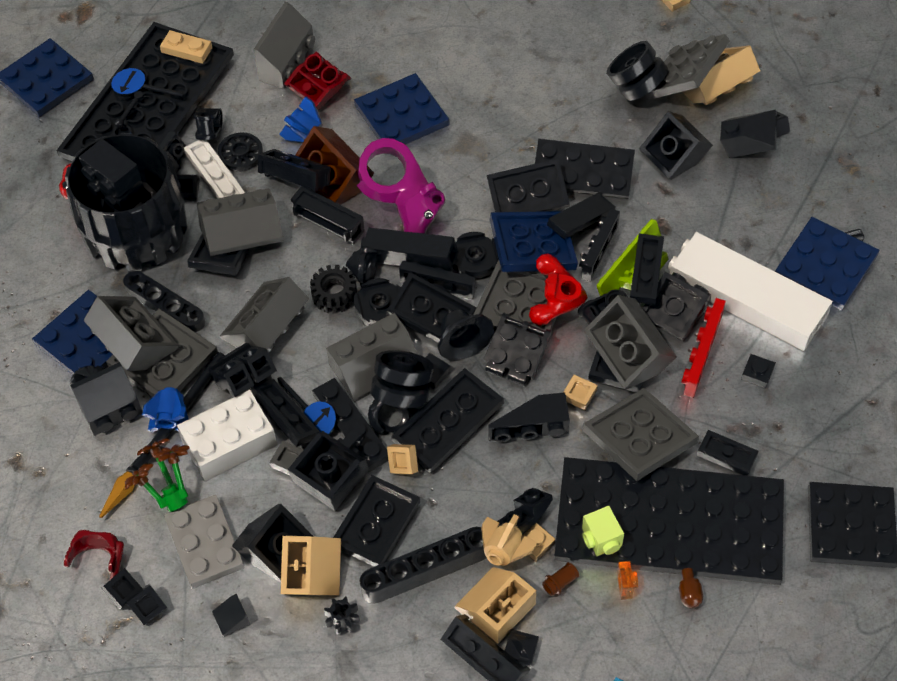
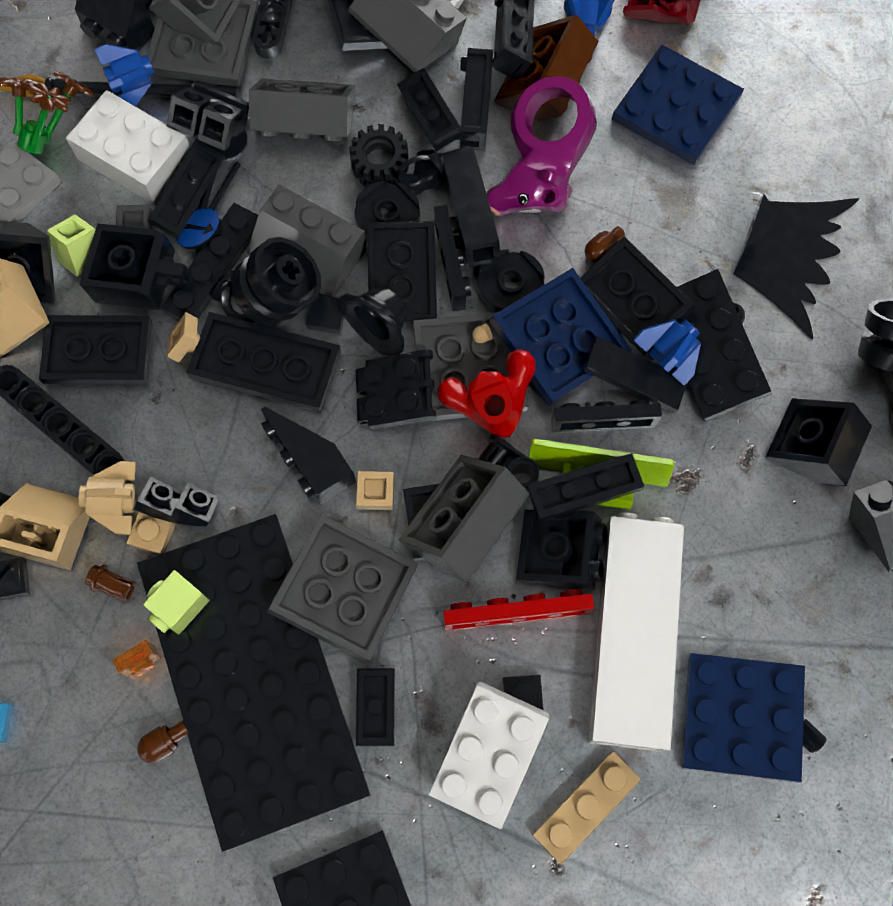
camera: 60 degrees right, 15 degrees up
(289, 494) = (72, 243): none -> yellowish green brick
(320, 241) = (430, 109): none -> black plate
(479, 194) = (602, 243): none -> reddish brown cylinder
(505, 283) = (482, 334): none -> tan piece
(537, 108) = (783, 252): none -> black piece
(578, 184) = (673, 346): none -> blue brick
(790, 395) = (489, 755): none -> white brick
(844, 368) = (586, 807): none -> tan plate

